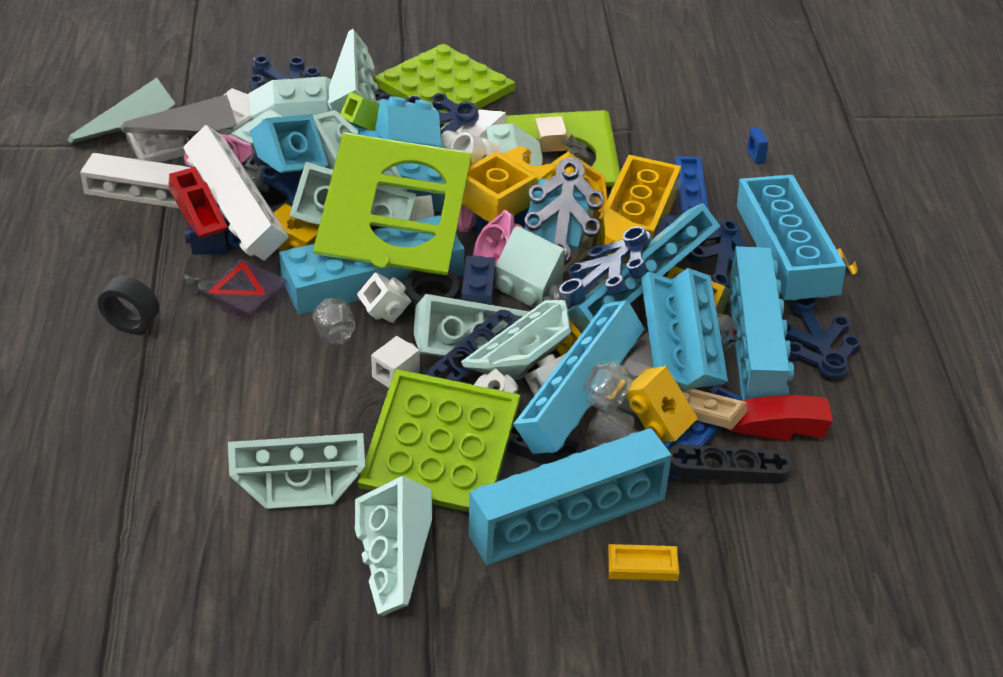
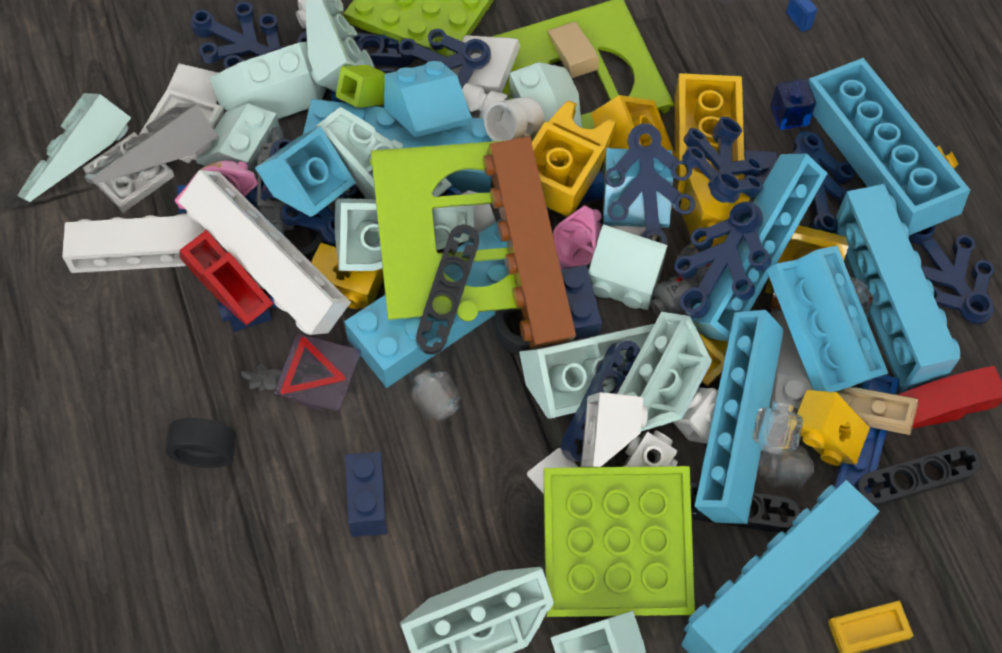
camera: 15 degrees left, 20 degrees up
(245, 369) = (366, 494): none -> dark blue brick
(364, 236) = (448, 289): none -> black beam
(384, 297) = (481, 350): white brick -> none
(392, 356) = (525, 436): white brick -> none
(447, 218) = (529, 243): none -> dark orange brick
(464, 348) = (610, 426): none -> white slope
(577, 148) = (610, 69): dark grey plant -> none
(627, 208) = (722, 183): none -> dark blue plant
(691, 183) = (758, 109): blue tile -> none
(724, 199) = (793, 104): none -> clear blue brick

